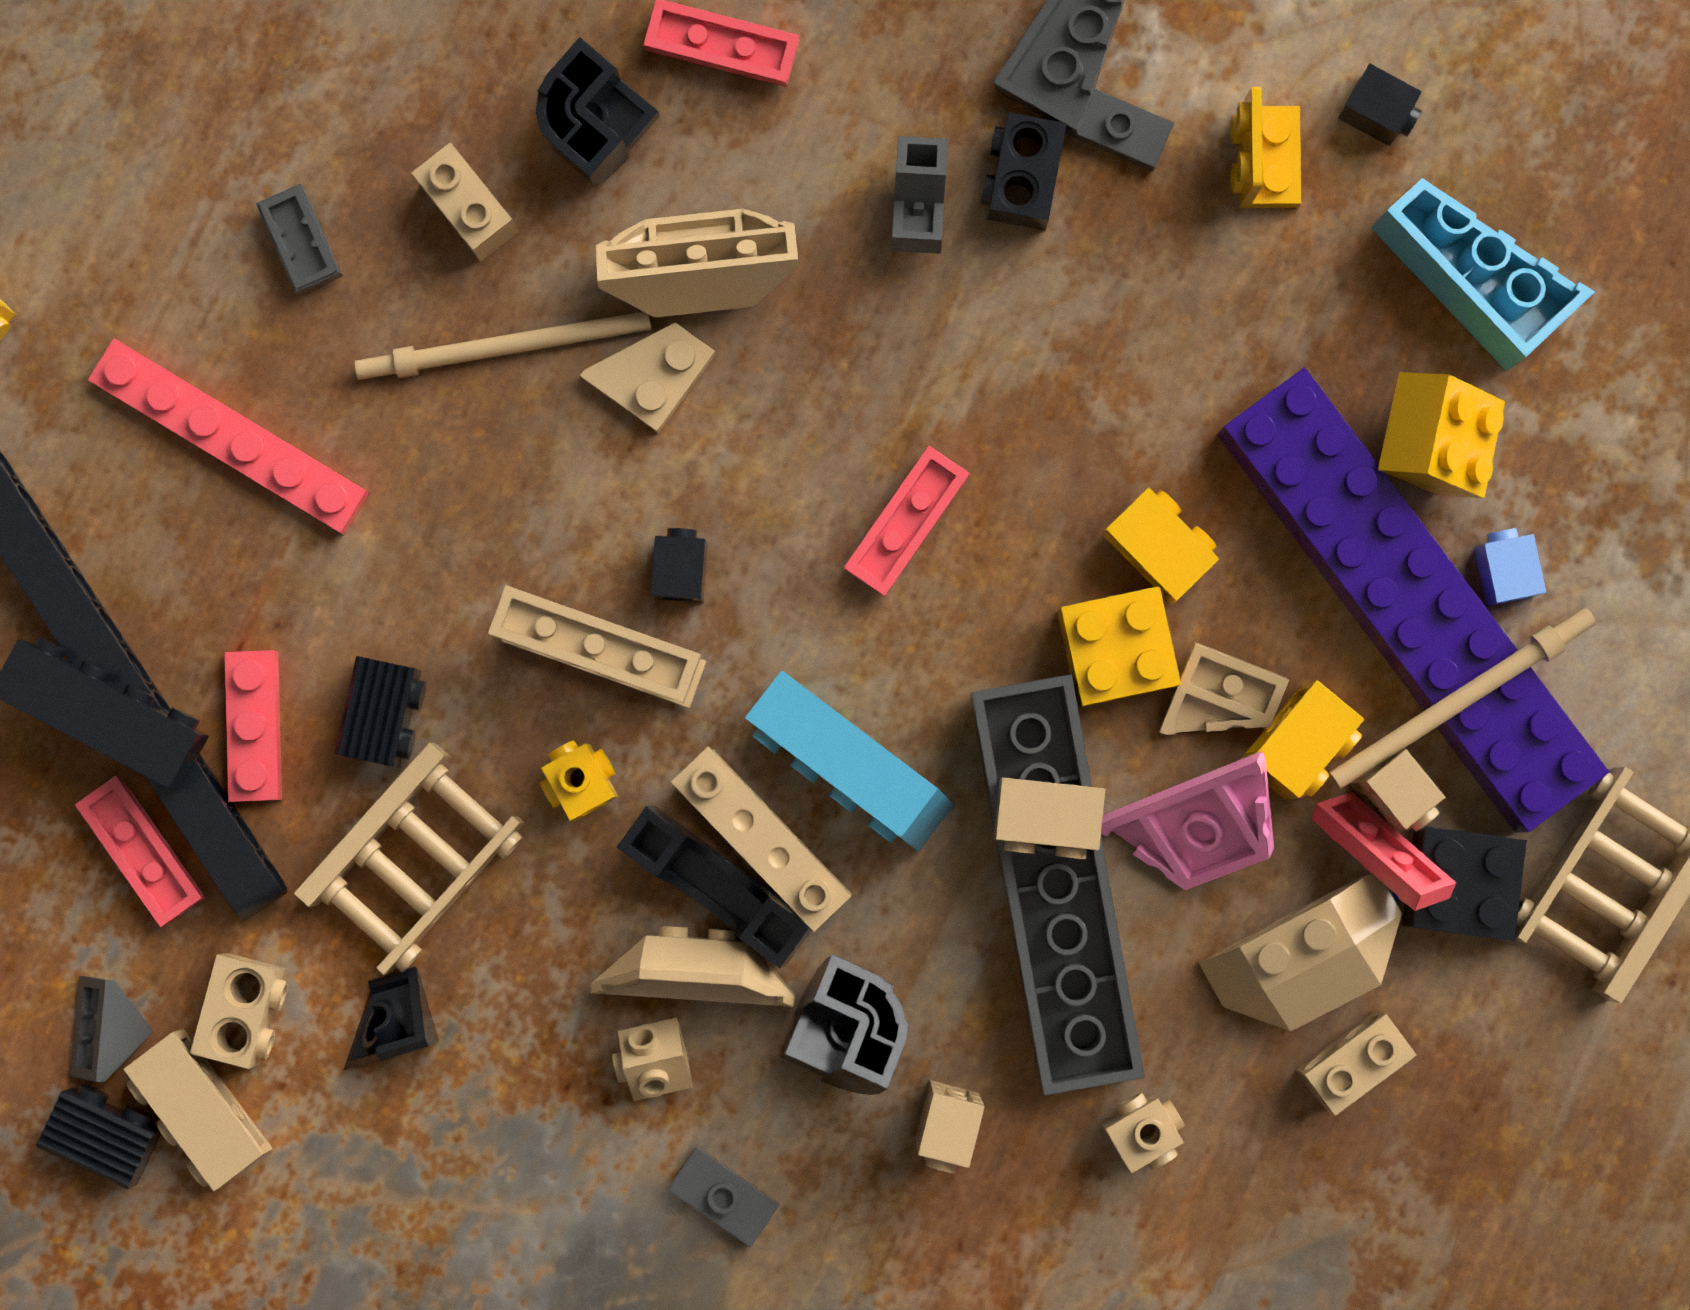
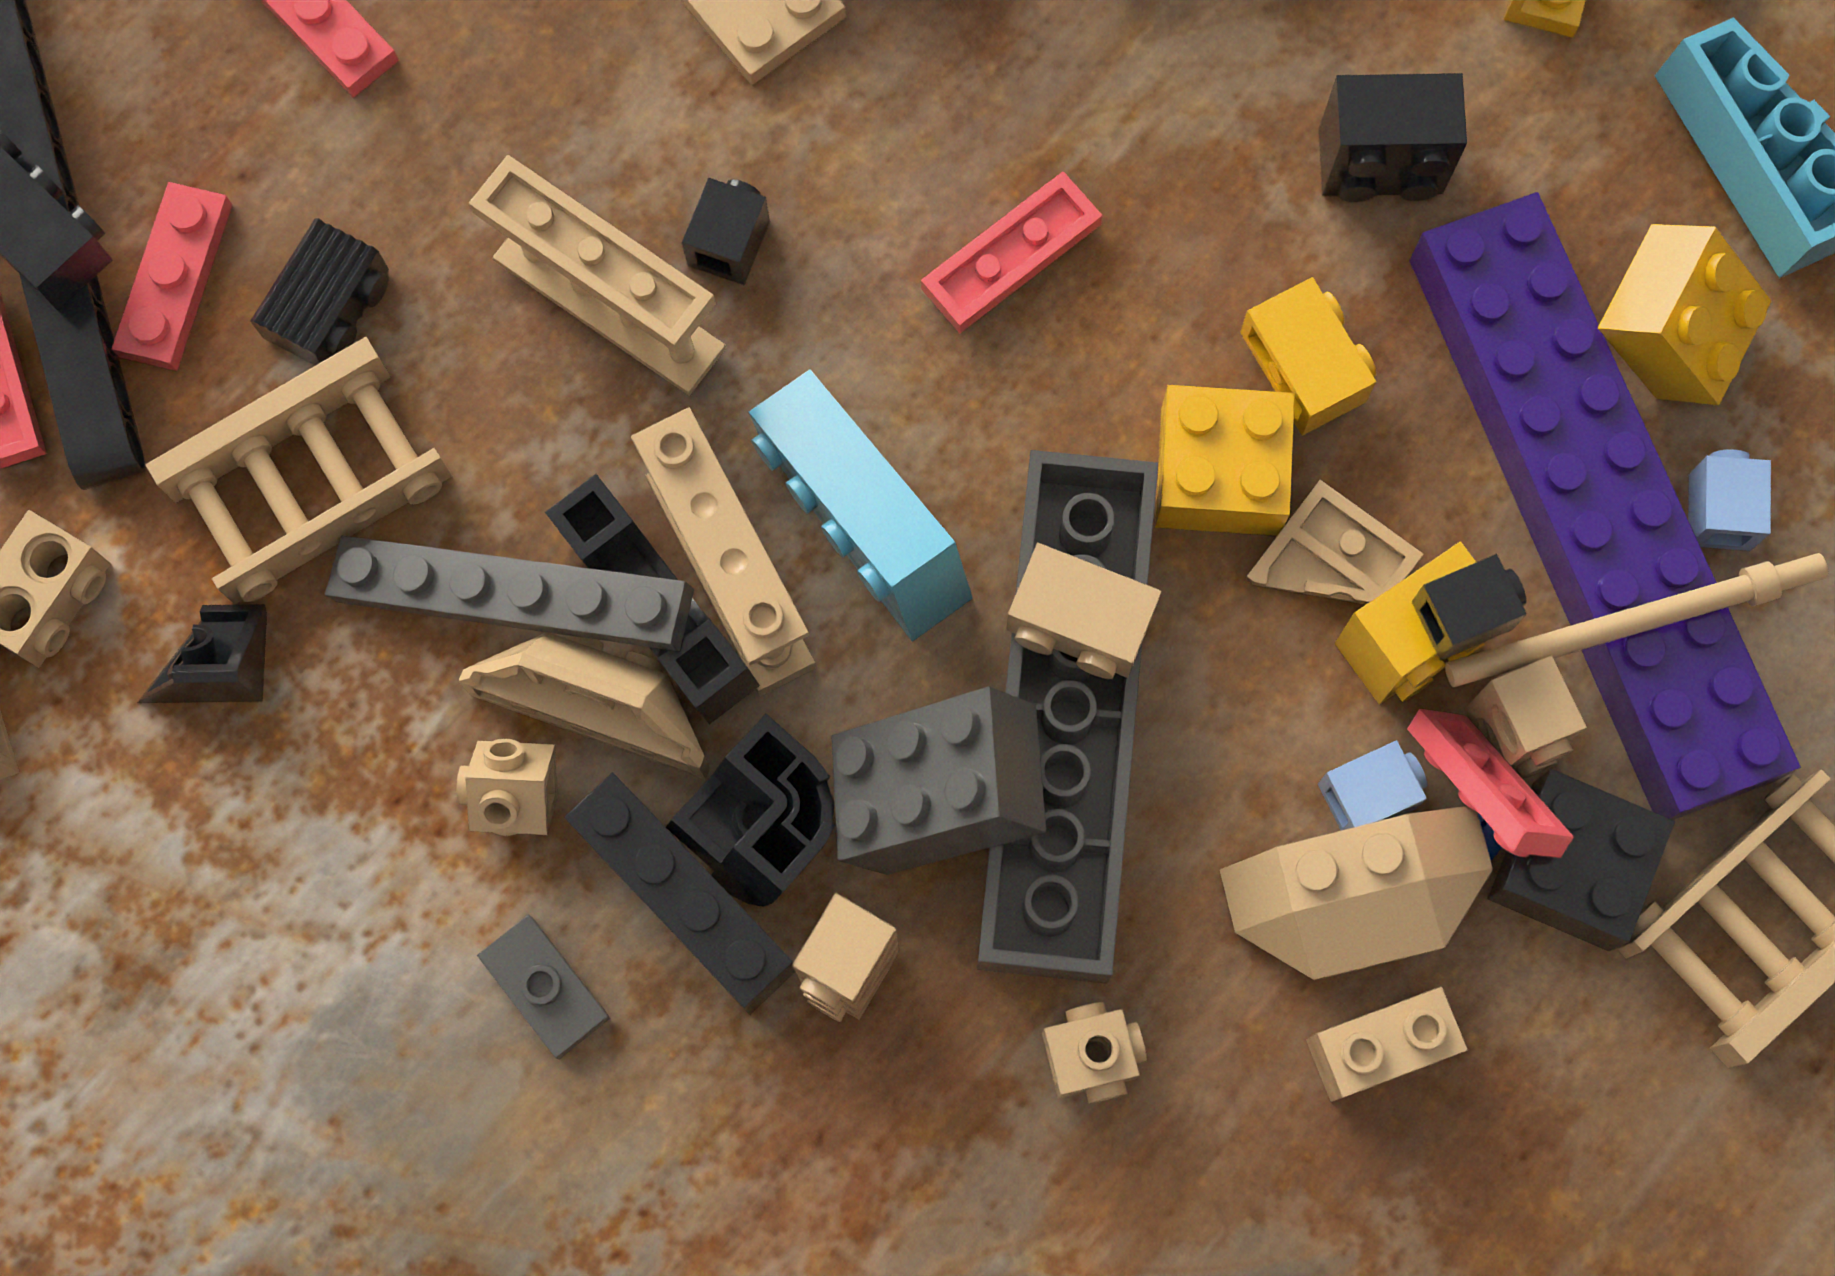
camera: 15 degrees right, 10 degrees down
(594, 791) = (528, 434): yellow brick -> none
(607, 913) = (511, 592): none -> plate
(807, 1102) = (681, 893): none -> black arch
(976, 971) = (938, 782): none -> dark grey brick
(1179, 349) = (1392, 135): none -> black brick
(1202, 824) = (1271, 690): bright pink wing -> none
(1298, 872) = (1374, 787): none -> light blue brick
(1338, 735) = (1470, 606): none -> black brick

